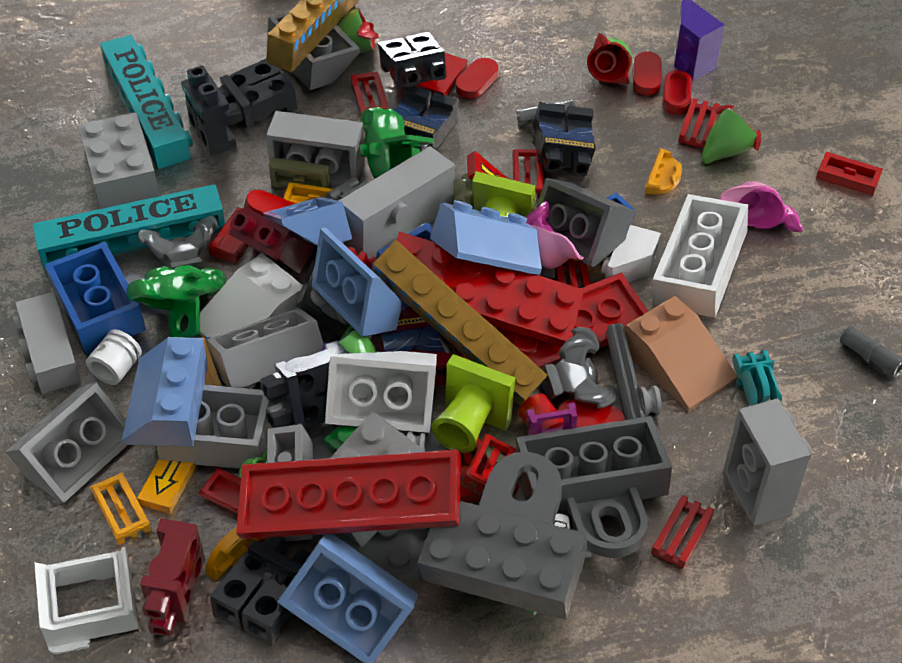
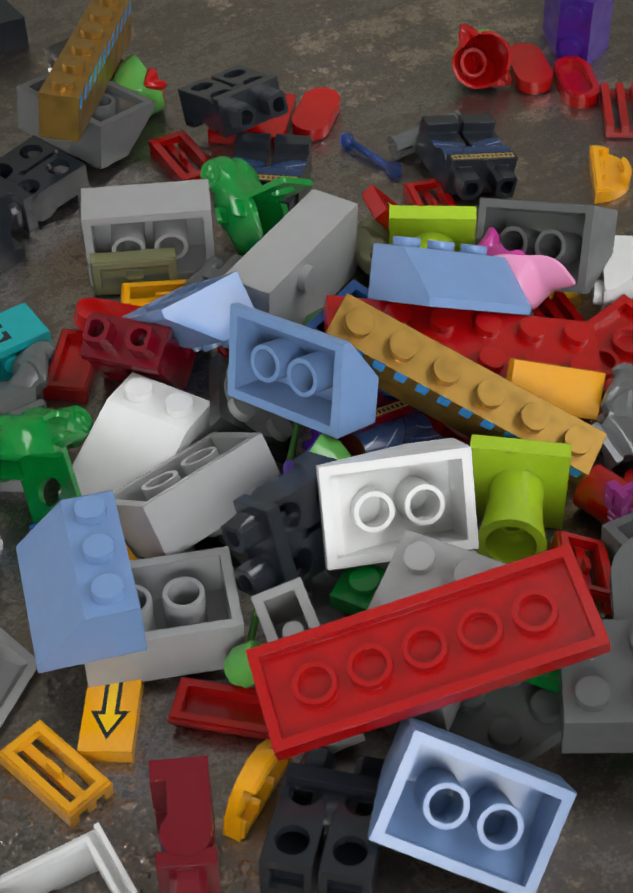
camera: 15 degrees left, 5 degrees down
(513, 134) = (393, 169): none -> clear blue hinge
(532, 332) = (566, 387): none -> light orange tile

